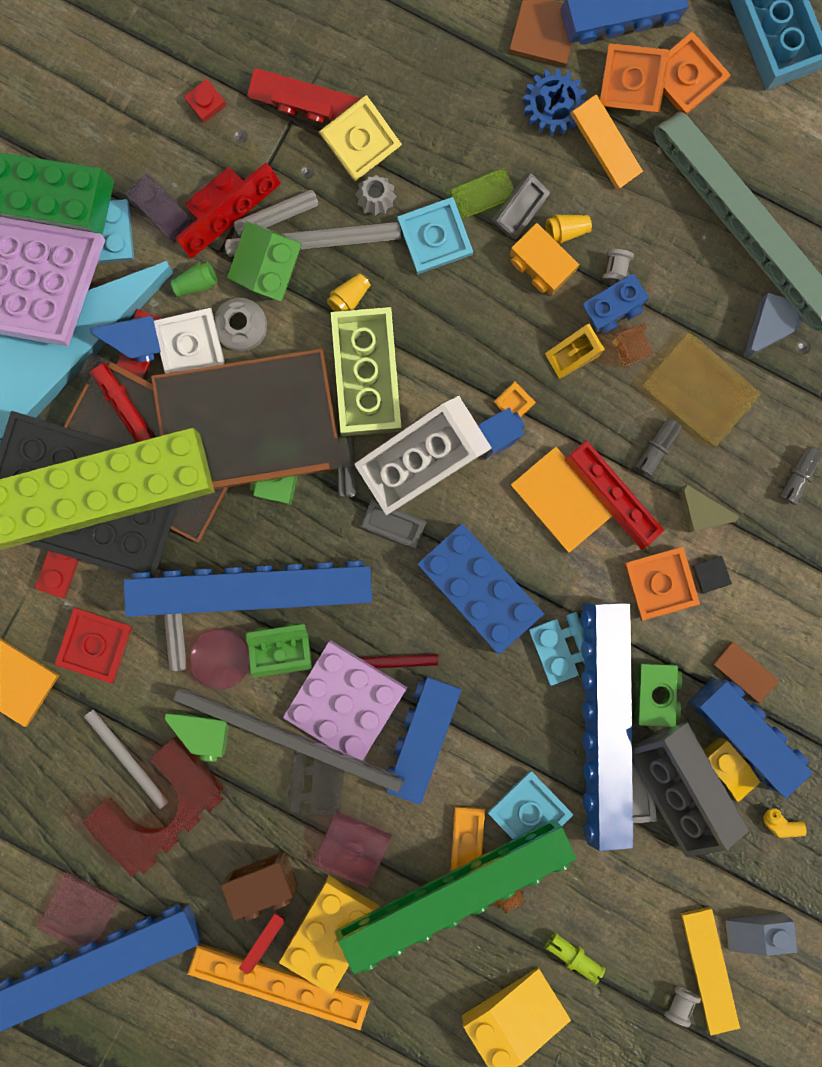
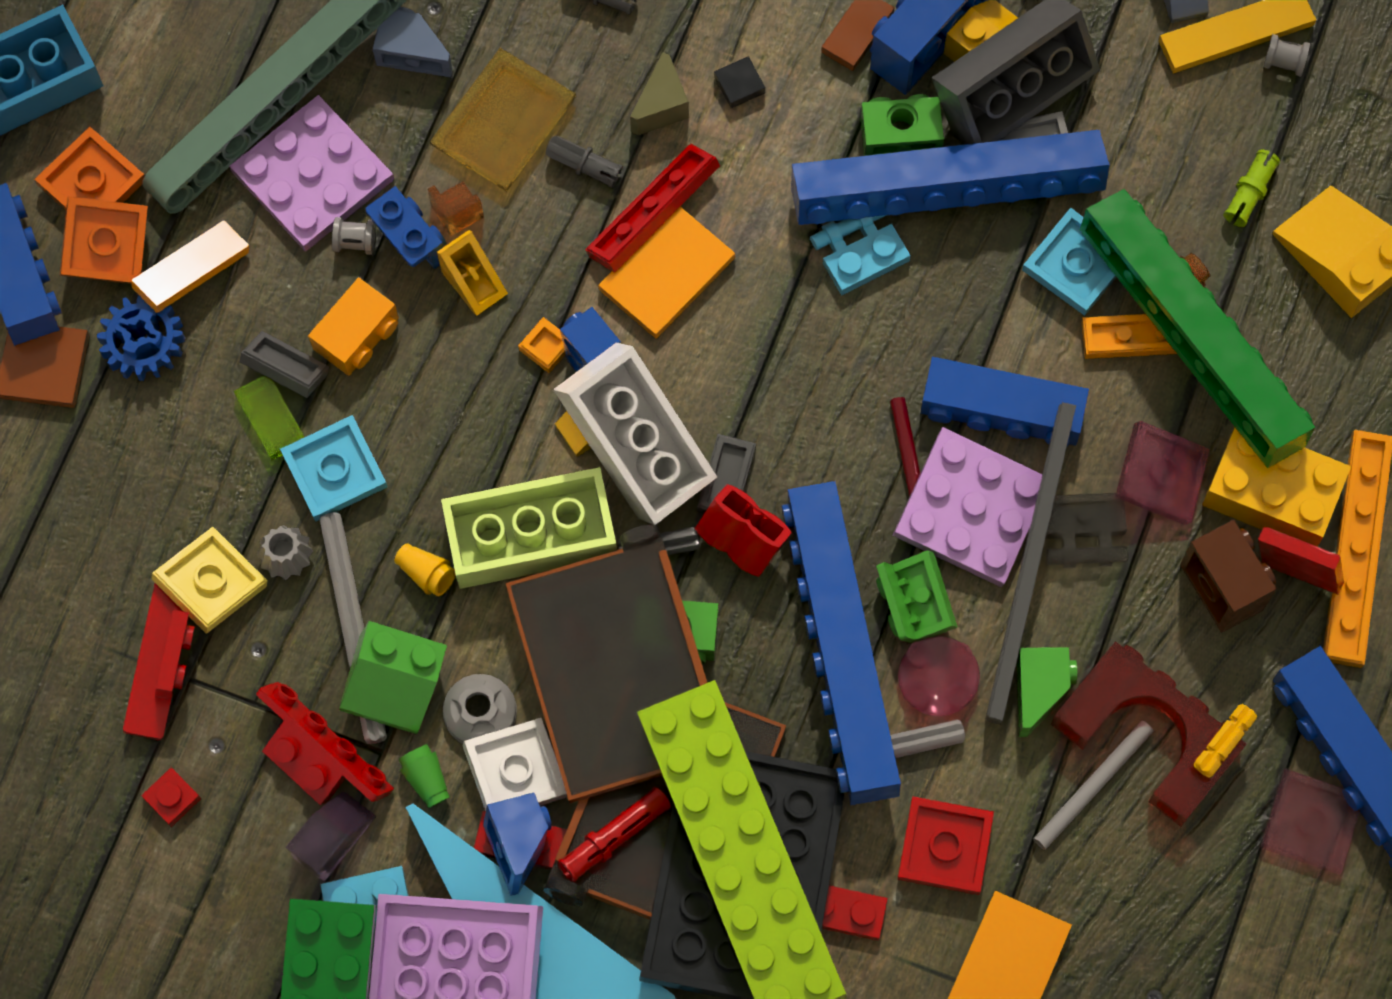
camera: 95 degrees left, 15 degrees down
(132, 861) = (1225, 740): none -> yellow axle
(279, 211) = (320, 679): light grey axle -> none
(343, 529) = (743, 530): none -> red brick
(480, 589) = (797, 354): blue brick -> none
(567, 227) = (306, 302): yellow cone -> none
(661, 583) = (759, 138): orange plate -> none
(675, 241) = (311, 172): none -> lavender plate

